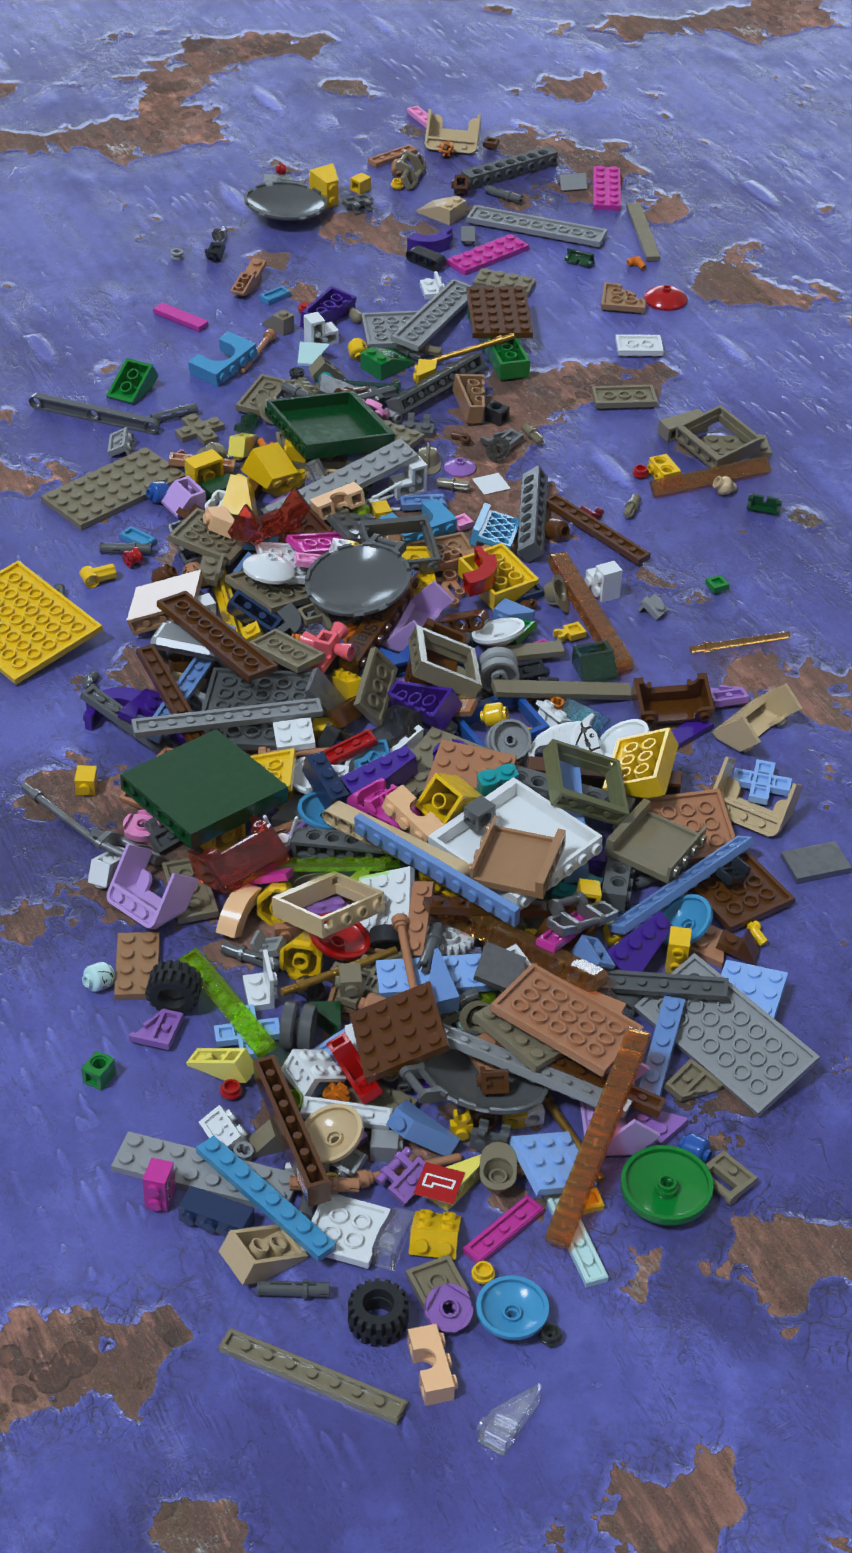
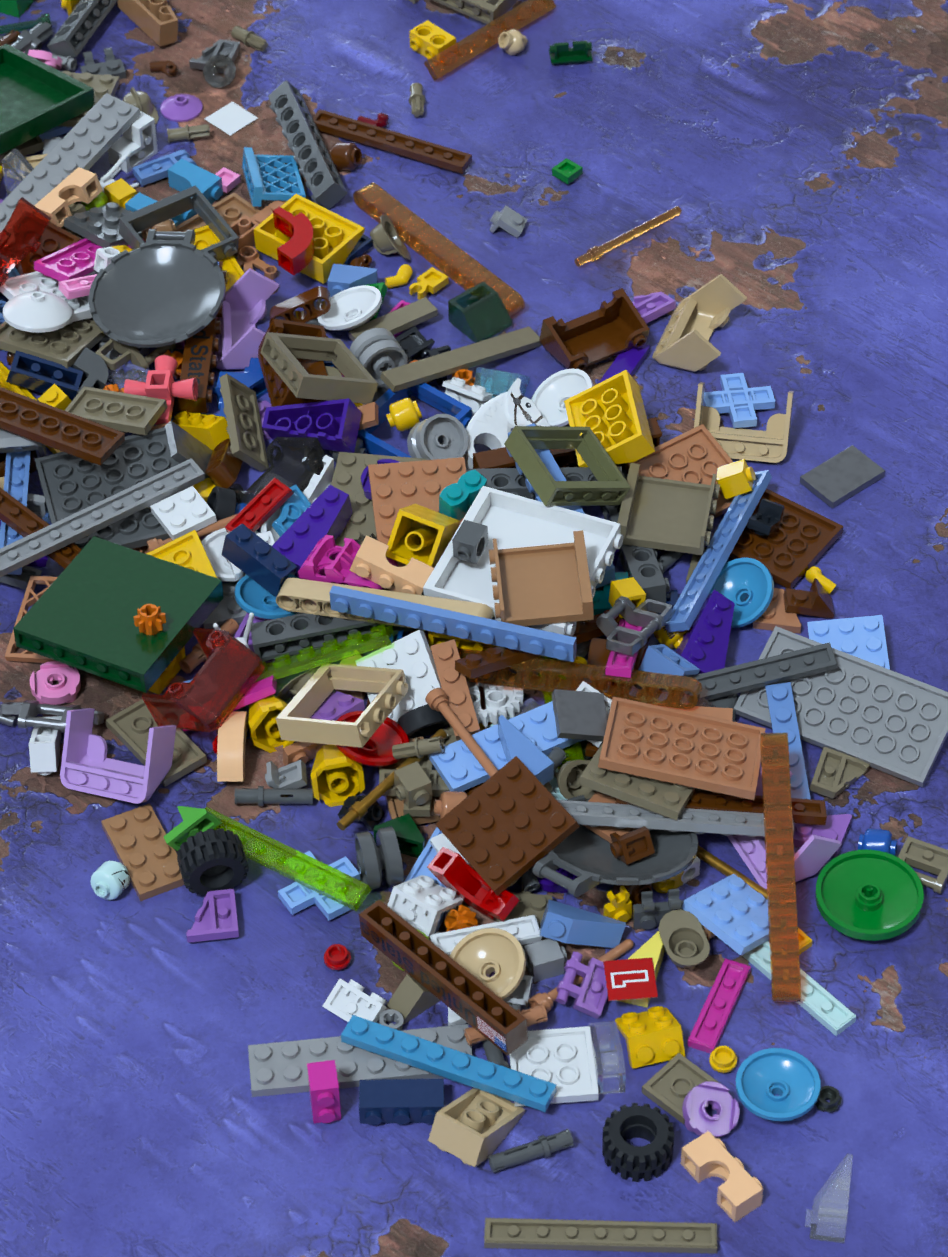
camera: 20 degrees left, 5 degrees up
(98, 1070) = (174, 988): green brick -> none
(160, 838) = (87, 689): dark grey plate -> none
(177, 952) = (193, 822): none -> bright green slope
(215, 796) = (149, 619): none -> orange gear
(223, 1063) = (313, 930): light yellow slope -> none
(260, 986) = (309, 825): white bracket -> none
(368, 953) = (419, 747): none -> dark tan axle
(433, 941) = (485, 709): dark grey pin -> none
(497, 413) = (192, 23): black brick -> none
(552, 623) = (402, 277): none -> yellow arm
(605, 581) = (438, 206): white brick -> none
(640, 471) = (403, 51): red plate -> none
(677, 948) = (750, 628): yellow brick -> none
(722, 835) = (735, 478): none -> yellow brick

